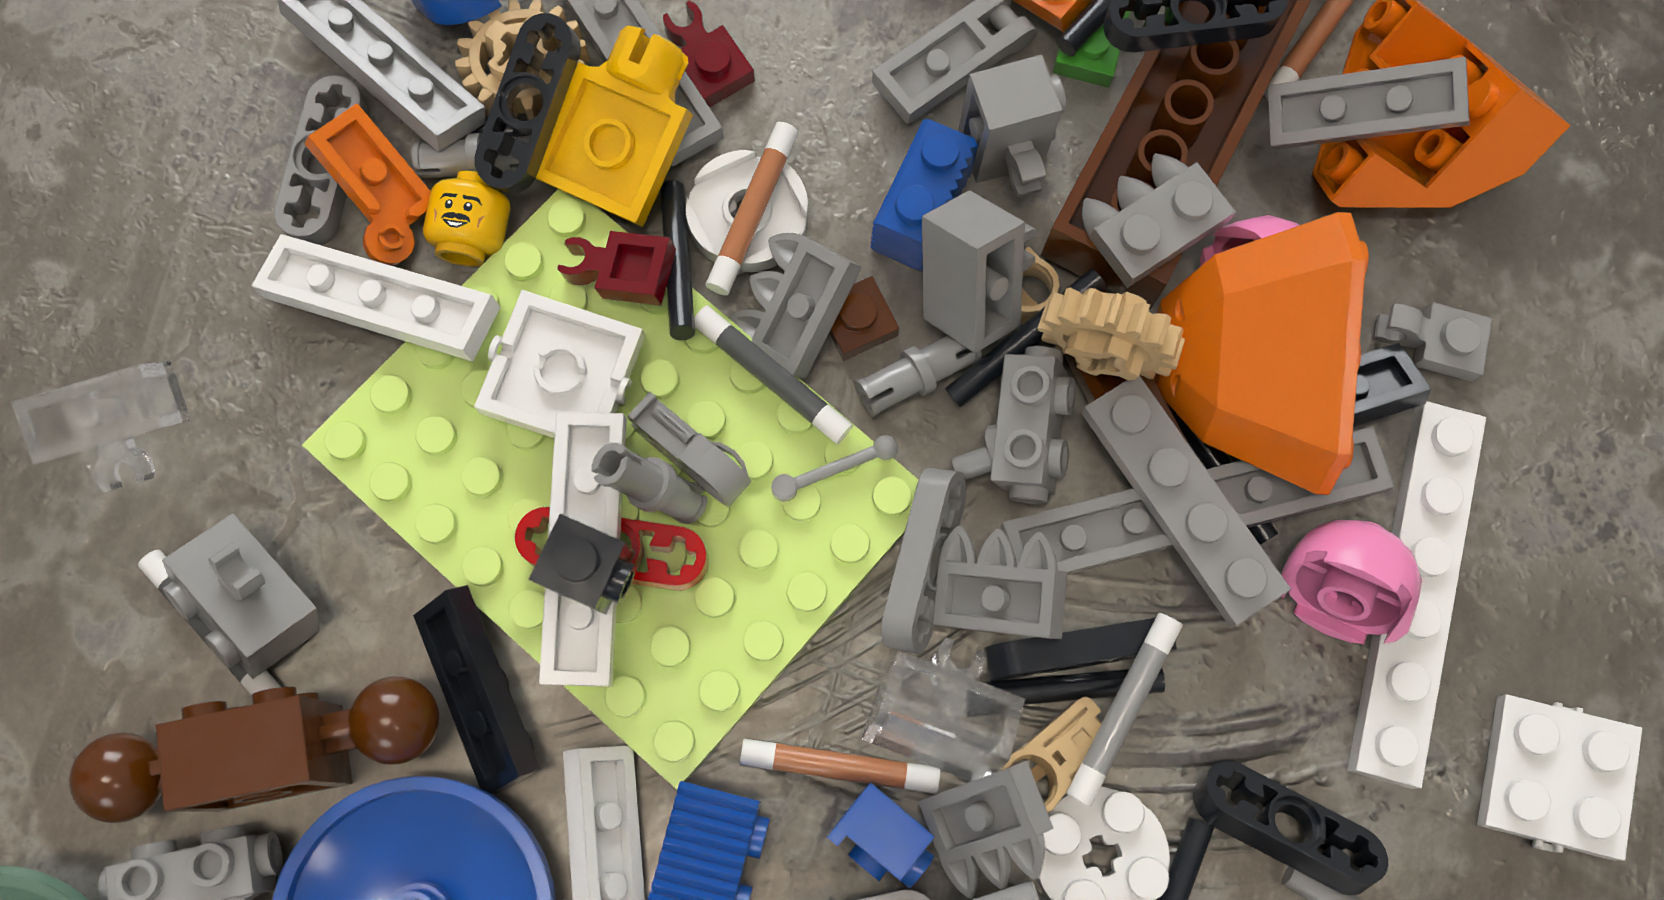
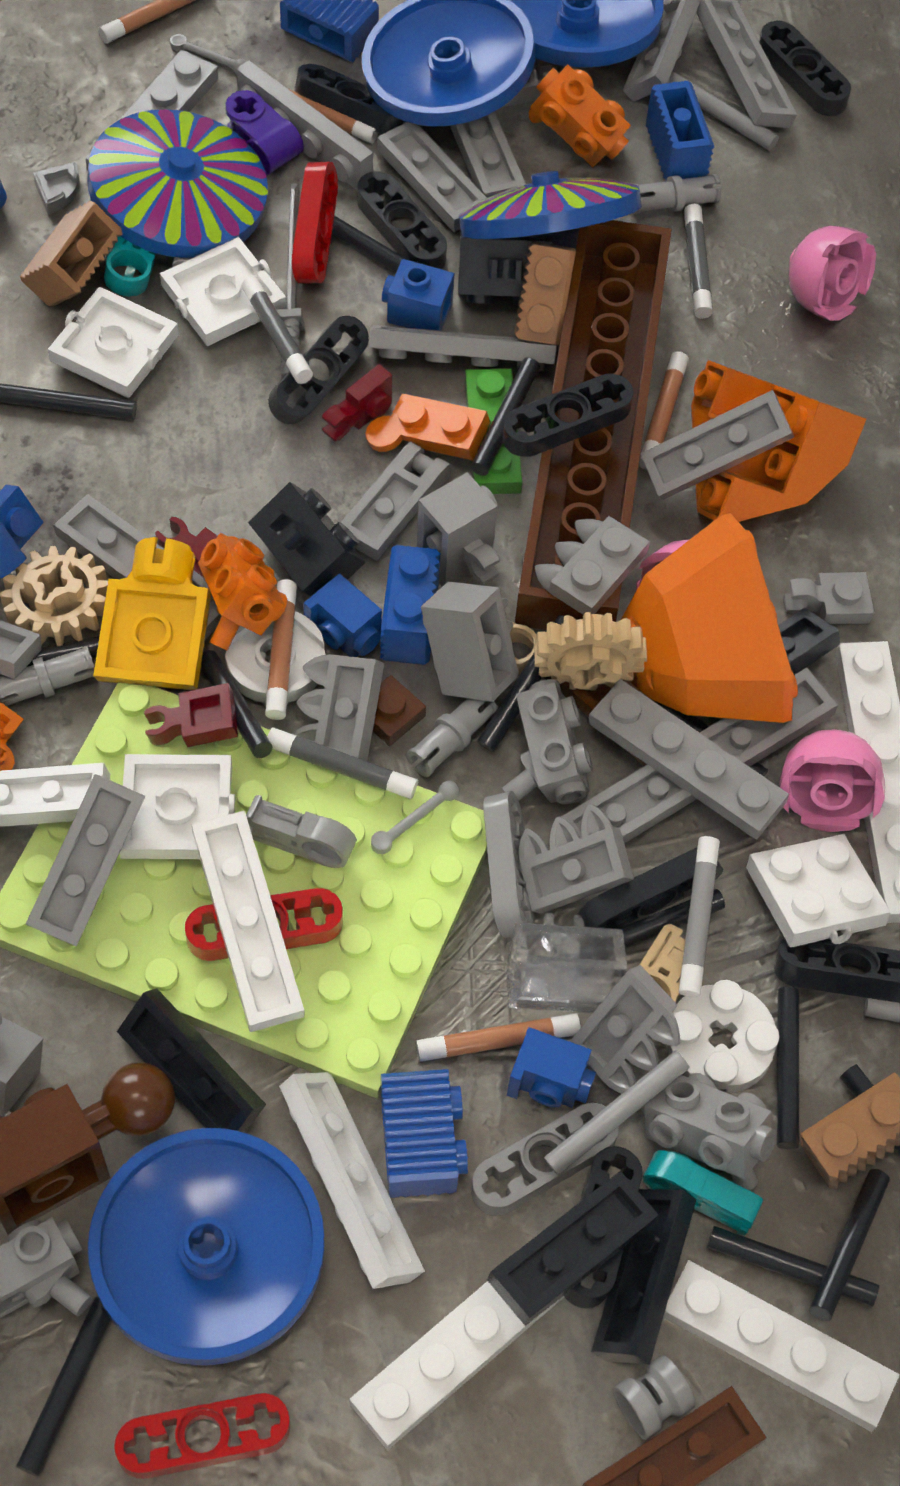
camera: 20 degrees left, 15 degrees down
(428, 410) = (85, 860): none -> light grey plate
(466, 219) = (53, 724): yellow head -> none
(514, 80) = (67, 583): black beam -> none
(585, 565) = (260, 918): black brick -> none
(649, 483) = (282, 856): light grey pin -> none
(728, 118) = (240, 587): none -> orange brick
(830, 79) = (306, 539): none -> black brick
(841, 188) = (345, 617): none -> blue brick
(1282, 715) = (818, 890): none -> white plate

